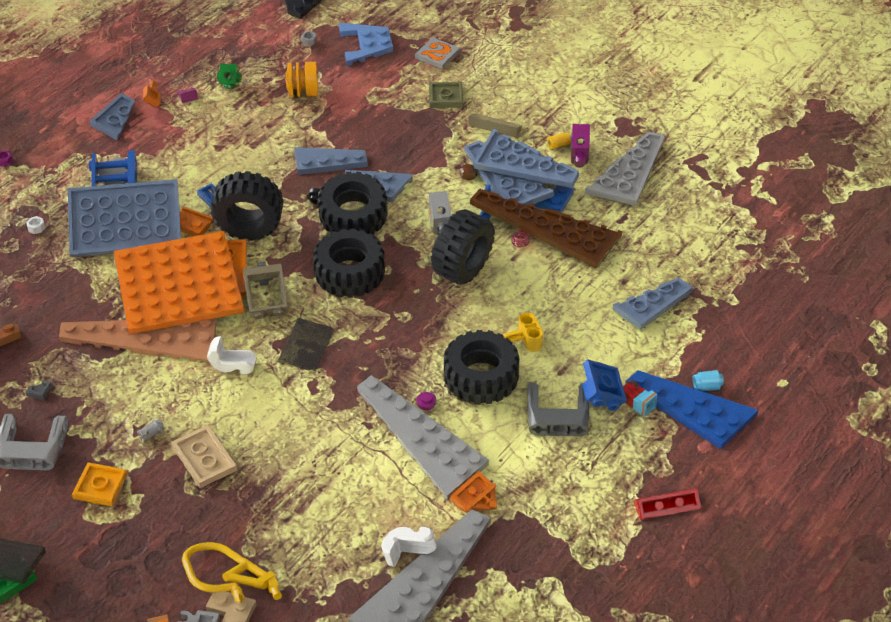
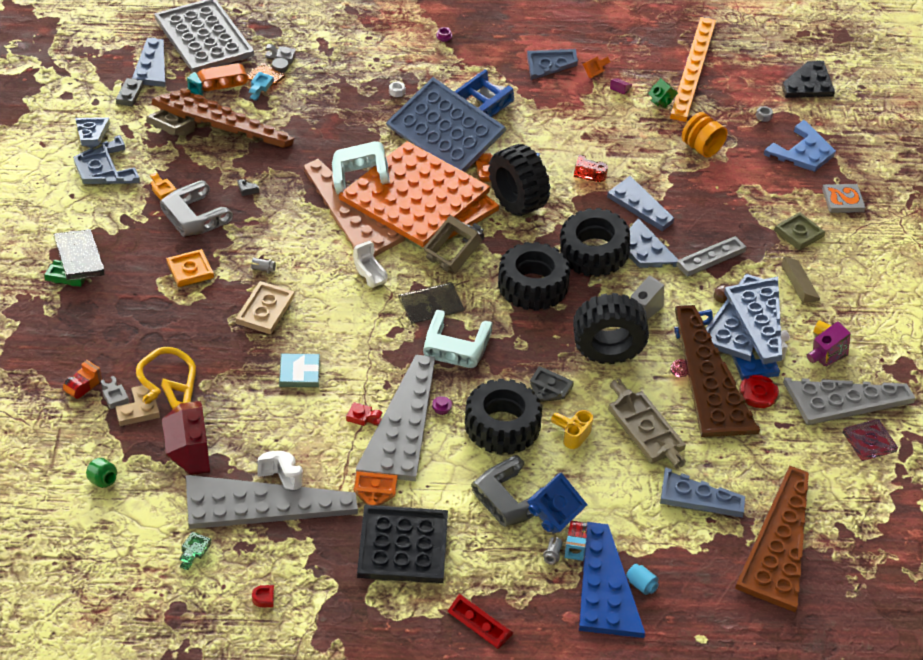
camera: 50 degrees right, 0 degrees up
(105, 290) = (359, 158): none -> light aqua connector
(215, 44) = (693, 70): none -> light orange plate
(264, 164) = (590, 169): none -> clear red leg
(298, 473) = (299, 370): none -> tile
(309, 590) = (187, 438): none -> dark red wedge
(372, 361) = (453, 349): none -> light aqua connector
(389, 459) = (361, 414): none -> red plate
(425, 154) = (711, 256): none -> light grey plate
(464, 321) = (549, 385): none -> dark grey slope
(552, 508) = (403, 544): none -> black plate
(561, 291) = (646, 426): none -> dark tan plate
(582, 209) = (759, 391): none -> red tile
(640, 421) = (552, 555): none -> light grey pin
(677, 182) = (870, 439): none -> tile
(741, 292) = (775, 559): none -> dark orange wing

